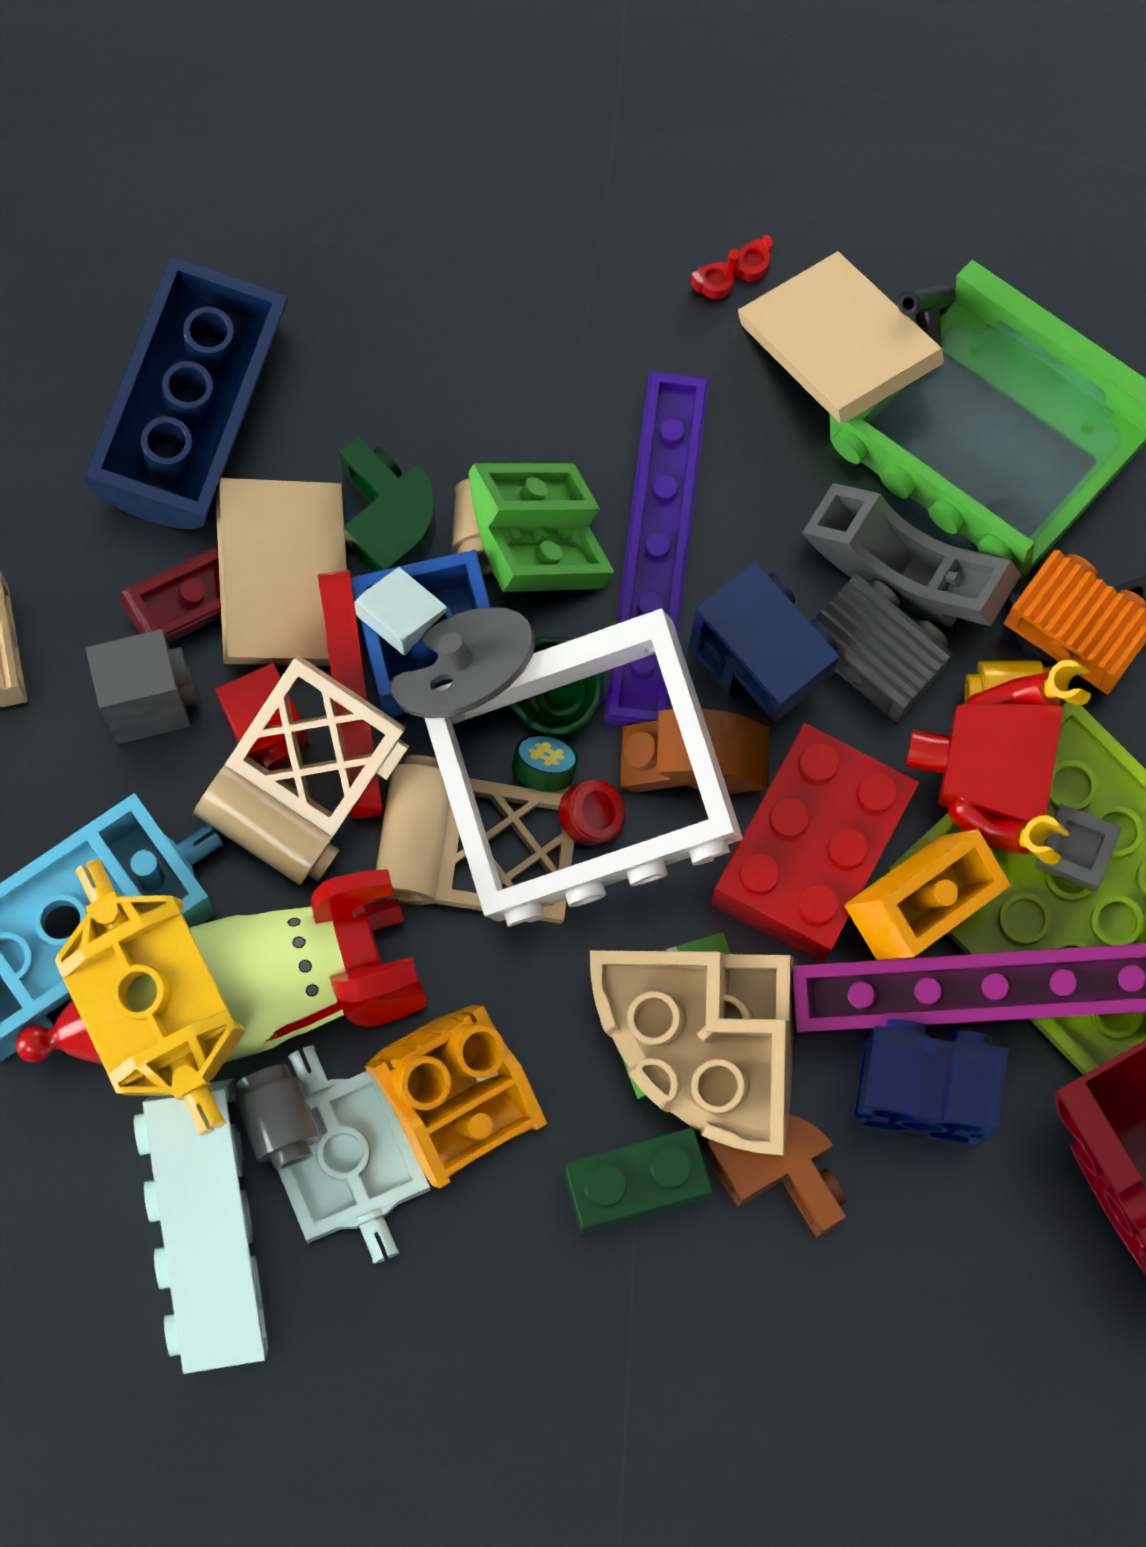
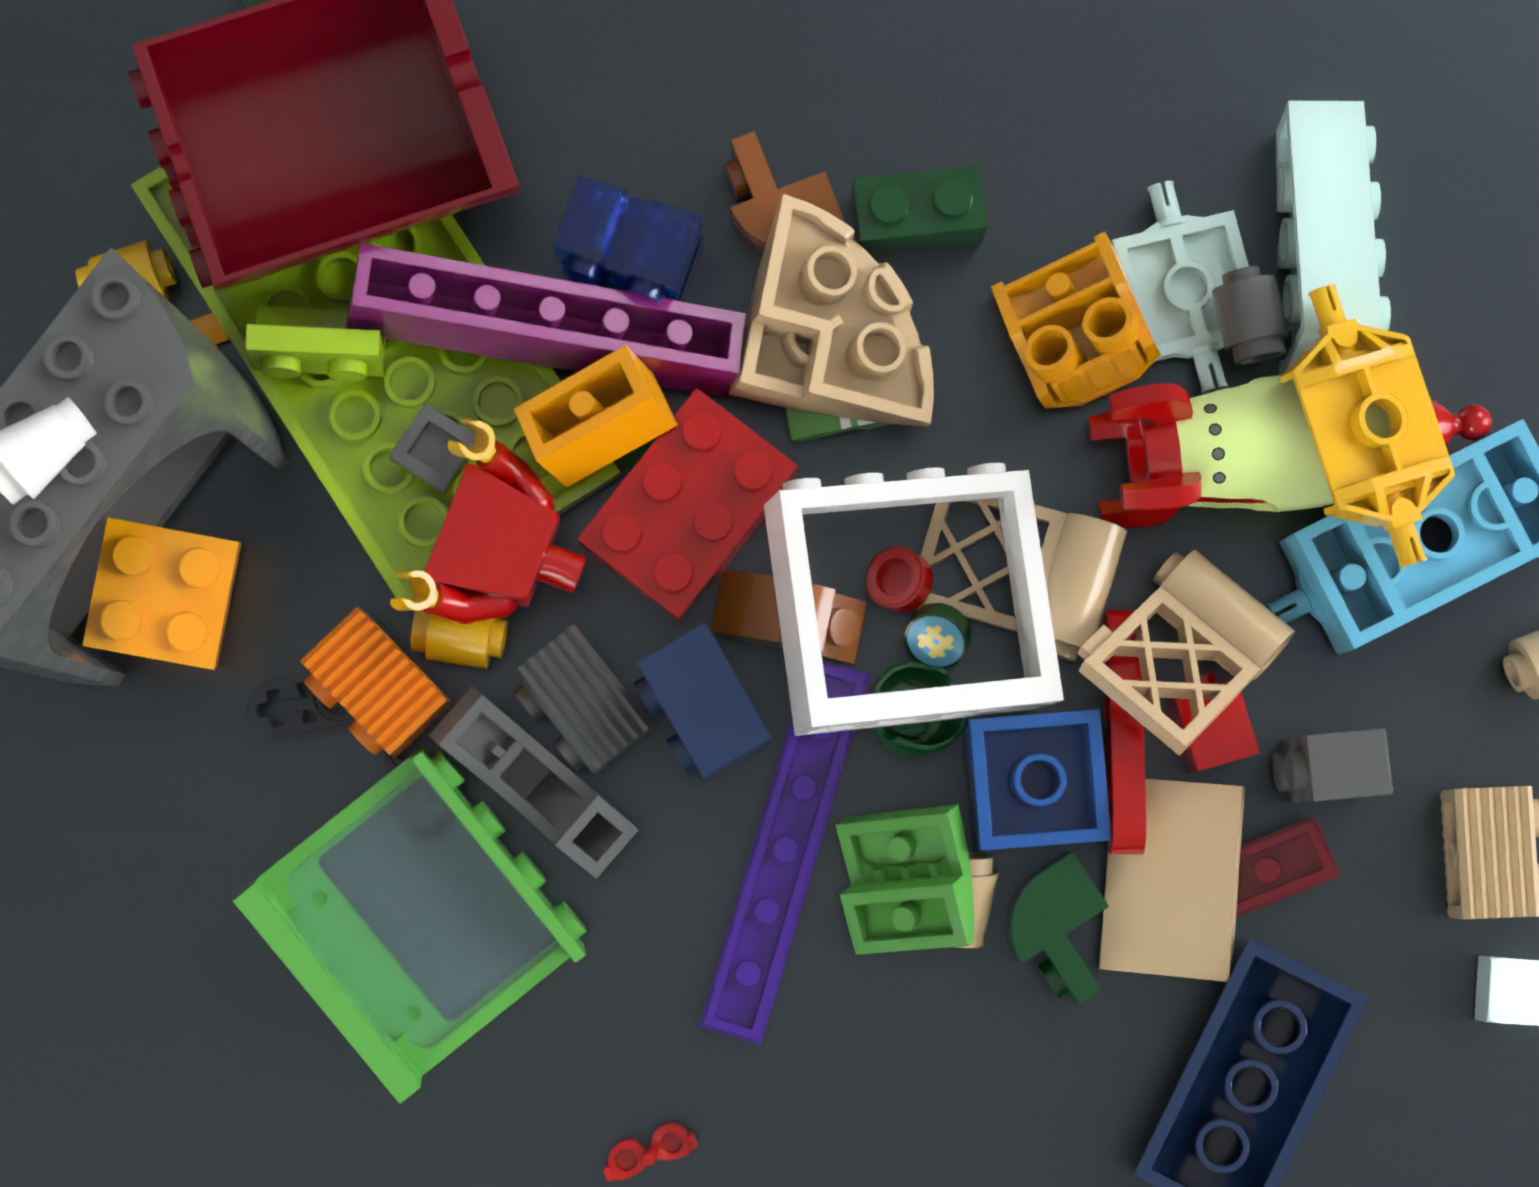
camera: 170 degrees left, 10 degrees up
(399, 609) = (1068, 791): light aqua slope -> none
(475, 649) = (997, 732): dark grey piece -> none
(840, 337) = (556, 1040): tan tile -> none
(926, 306) = (462, 1053): black piece -> none

